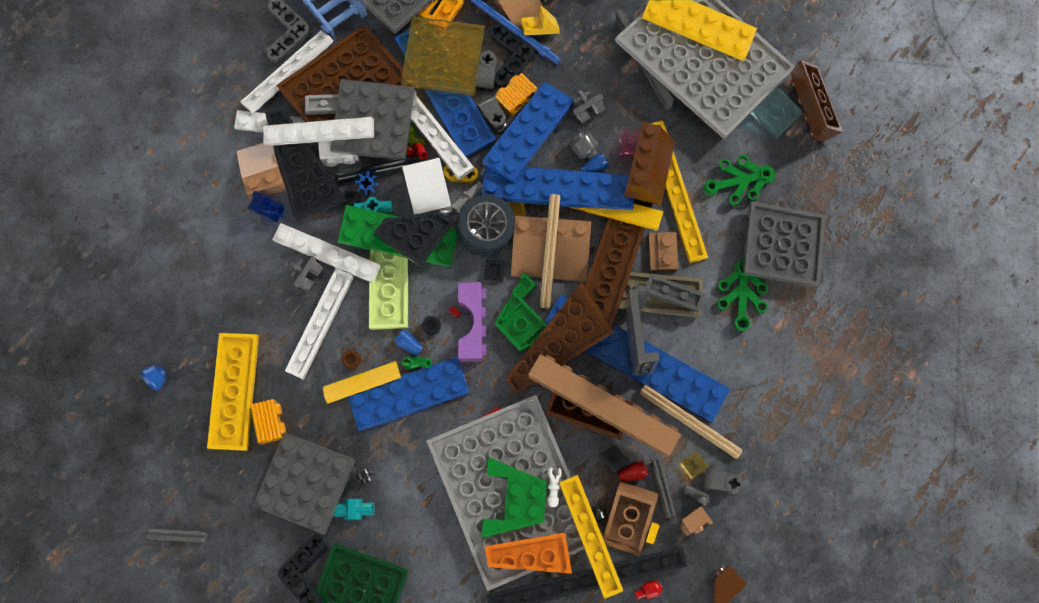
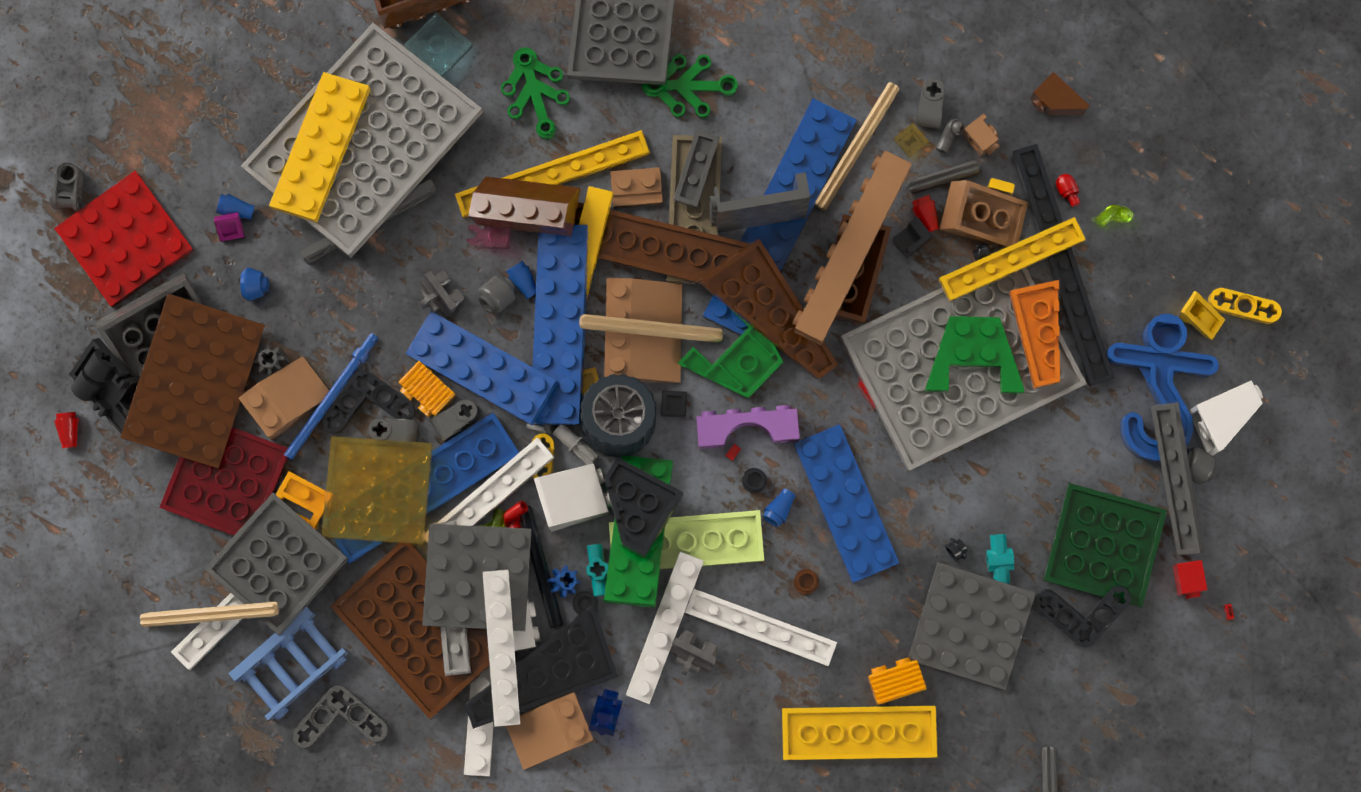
camera: 95 degrees left, 5 degrees up
(302, 57) = (403, 709): white plate -> none
(361, 382) = (836, 564): yellow tile -> none
(415, 362) = (803, 495): green arm -> none
(540, 25) = (323, 363): yellow slope -> none
(553, 499) = (955, 307): white piece -> none

